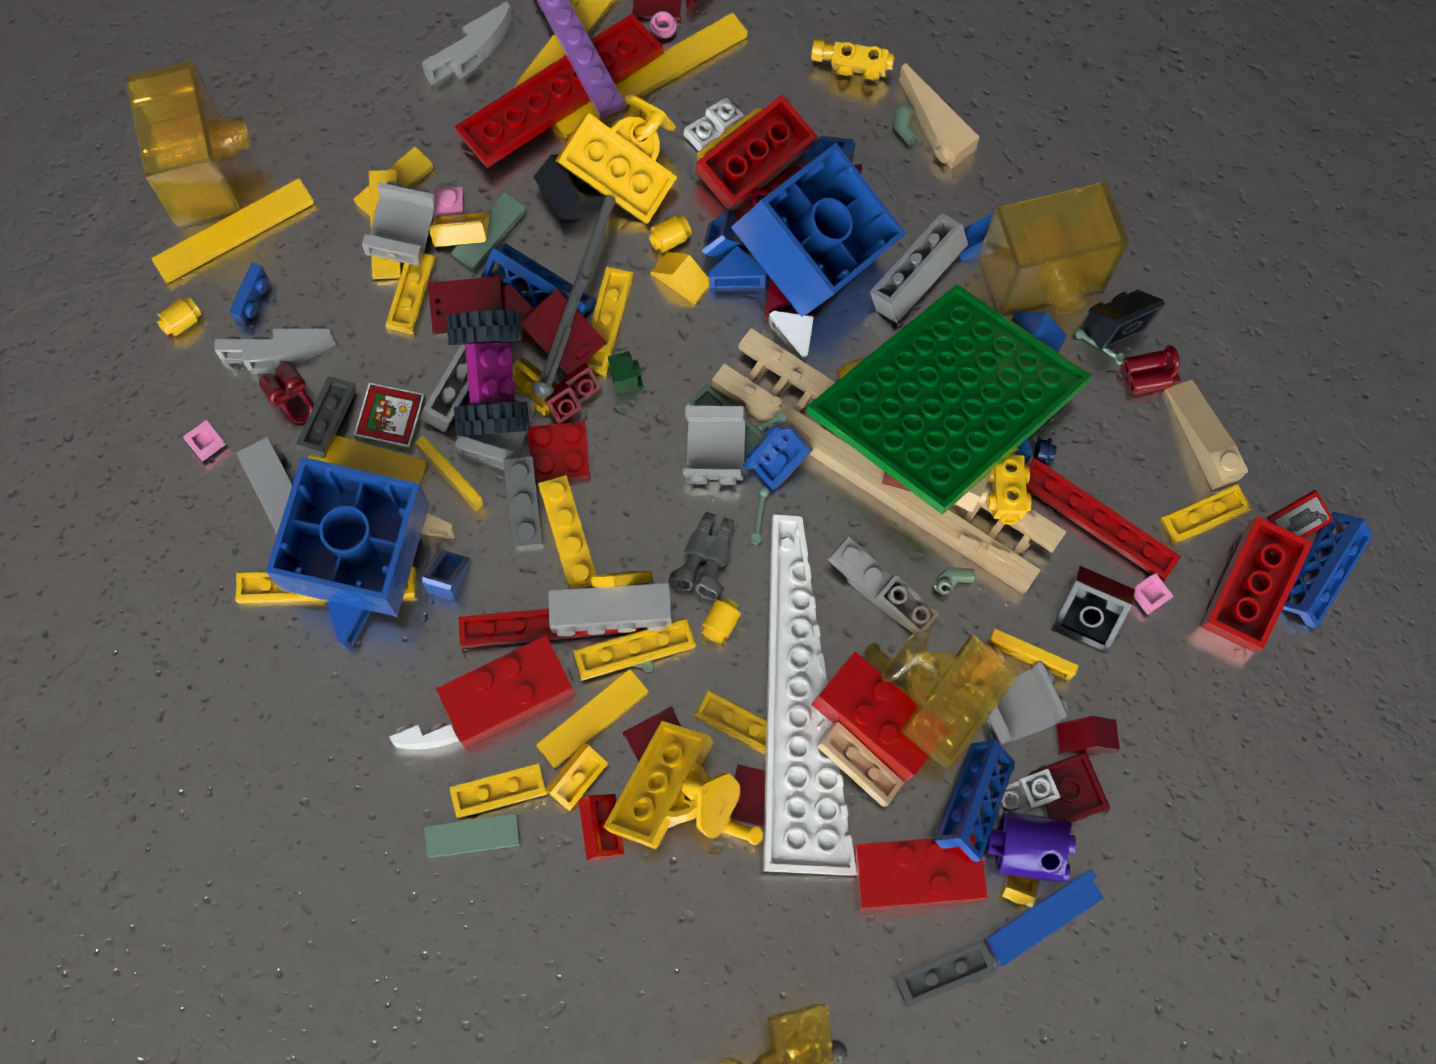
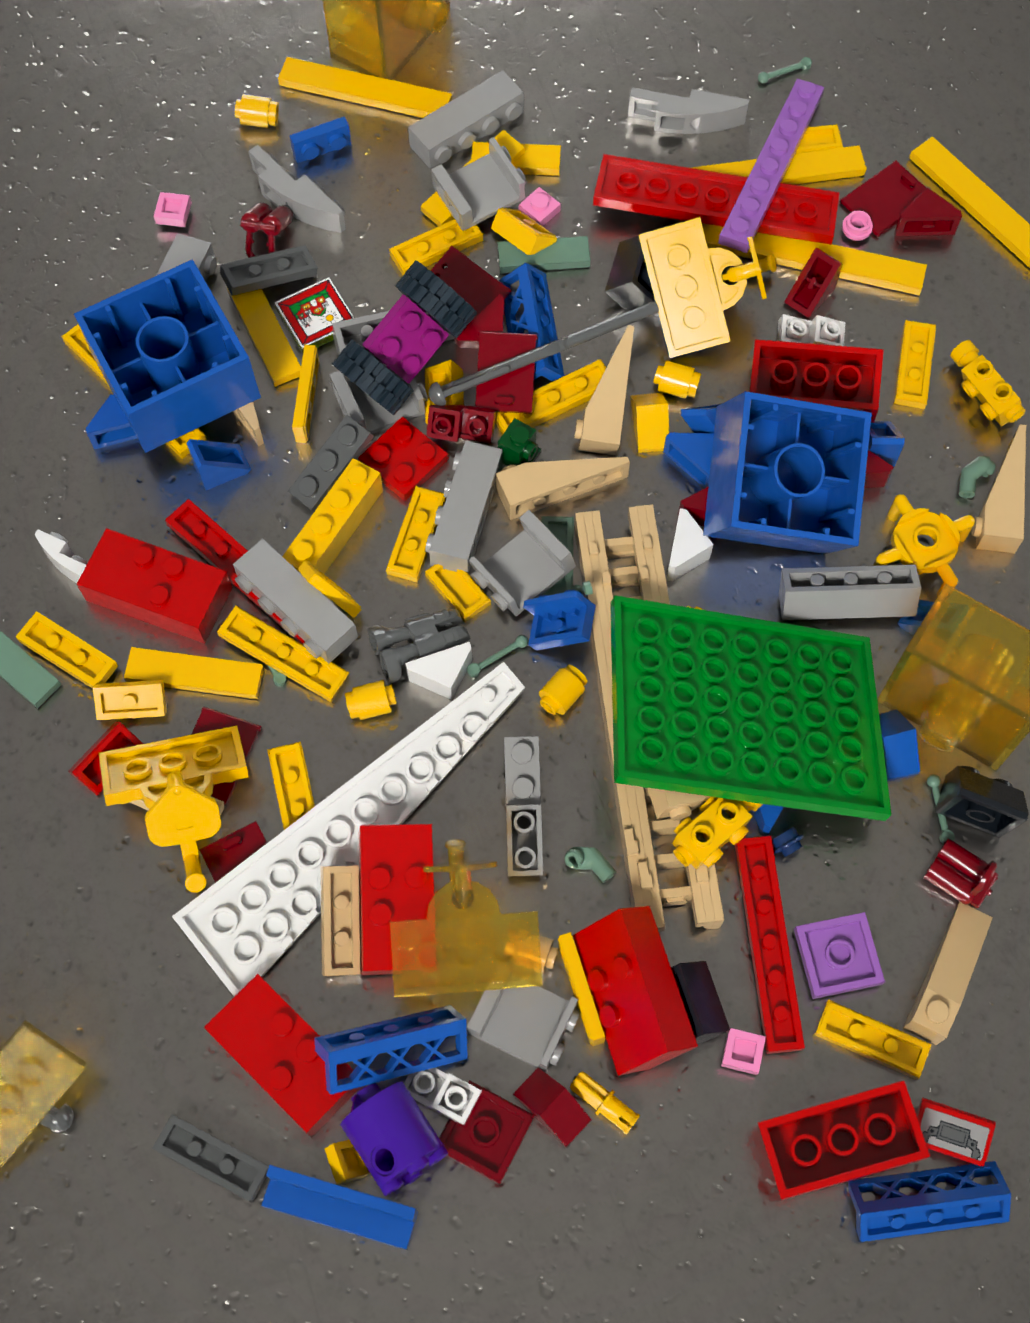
camera: 50 degrees right, 5 degrees down
(332, 187) = (466, 119): none -> light grey brick
(623, 491) = (409, 550): none -> yellow tile
(638, 444) = (465, 506): none -> light grey brick
(652, 296) = (603, 416): none -> tan slope
(665, 382) = (549, 482): none -> tan slope
(682, 89) = (814, 283): none -> dark red slope
(687, 498) = (459, 591): none -> yellow tile
(743, 558) = (442, 670): none -> white slope
(794, 85) = (914, 364): none -> yellow tile
(824, 495) = (562, 690): none -> yellow brick
(924, 207) = (916, 522): none -> yellow plate
(1066, 622) = (634, 990): none -> red brick
(1113, 702) = (604, 1102): none -> yellow axle
(1141, 486) = (839, 955): none -> medium lavender plate

